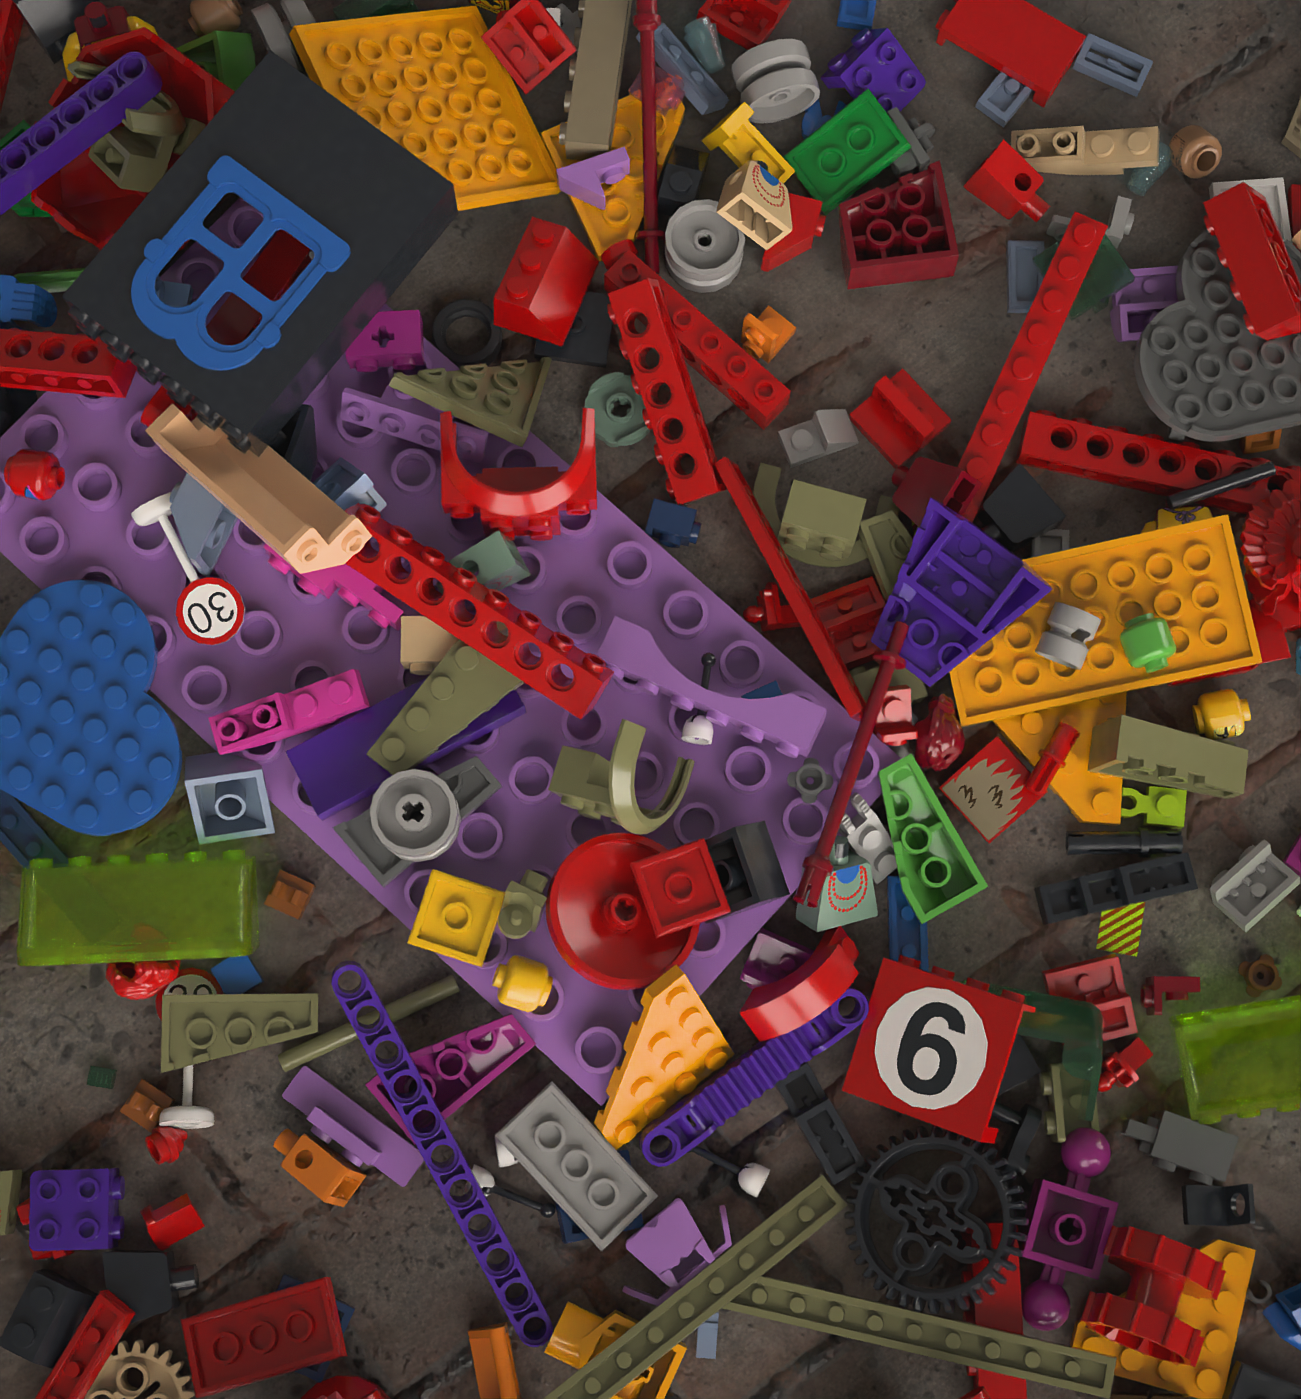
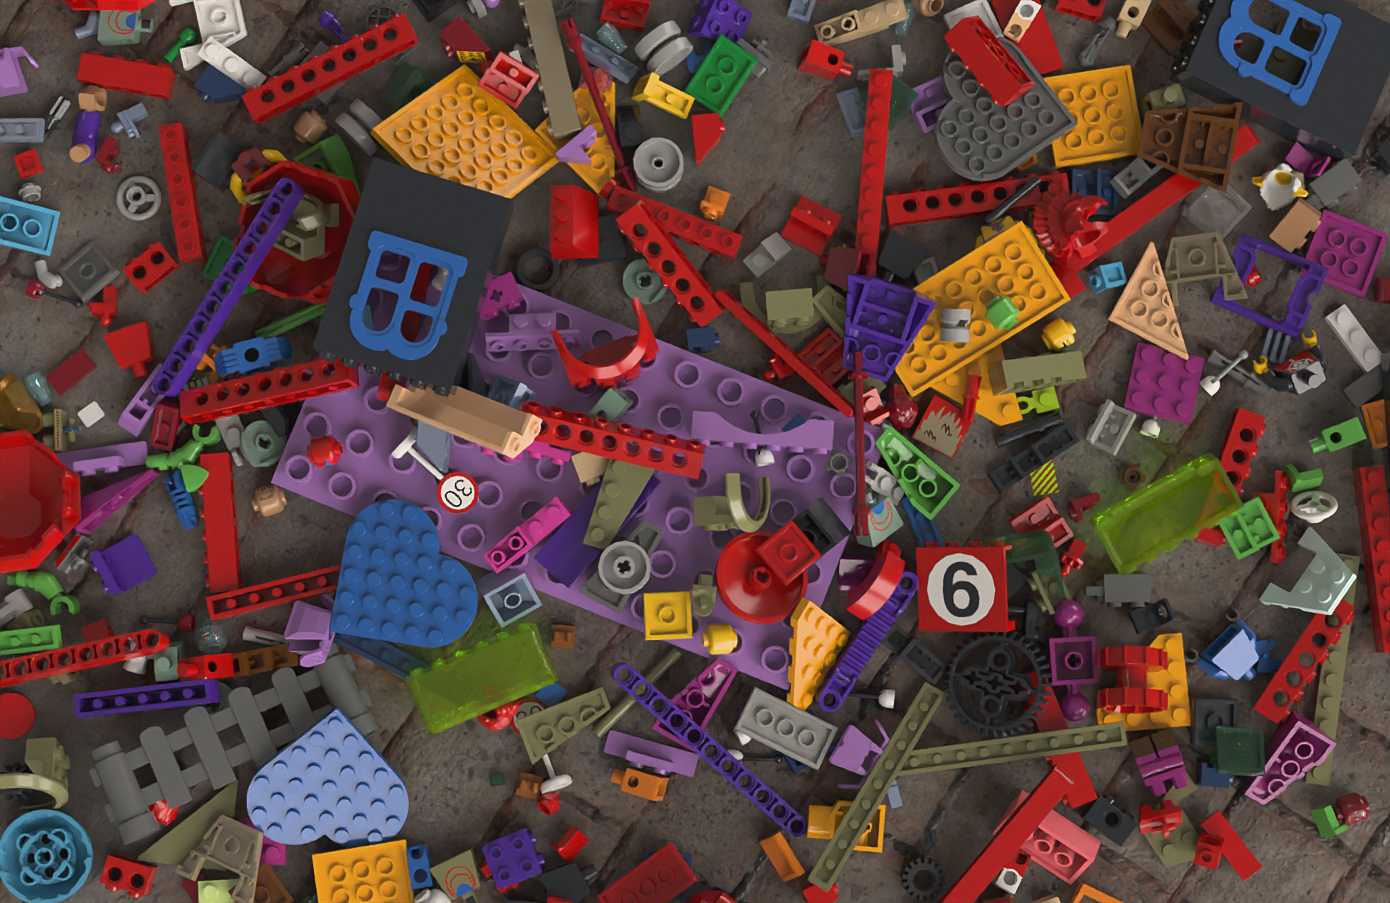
camera: 20 degrees left, 5 degrees up
(490, 398) = (567, 307): olive tile -> none
(756, 204) = (681, 130): tan torso -> none
(899, 232) = (770, 114): dark red wedge -> none

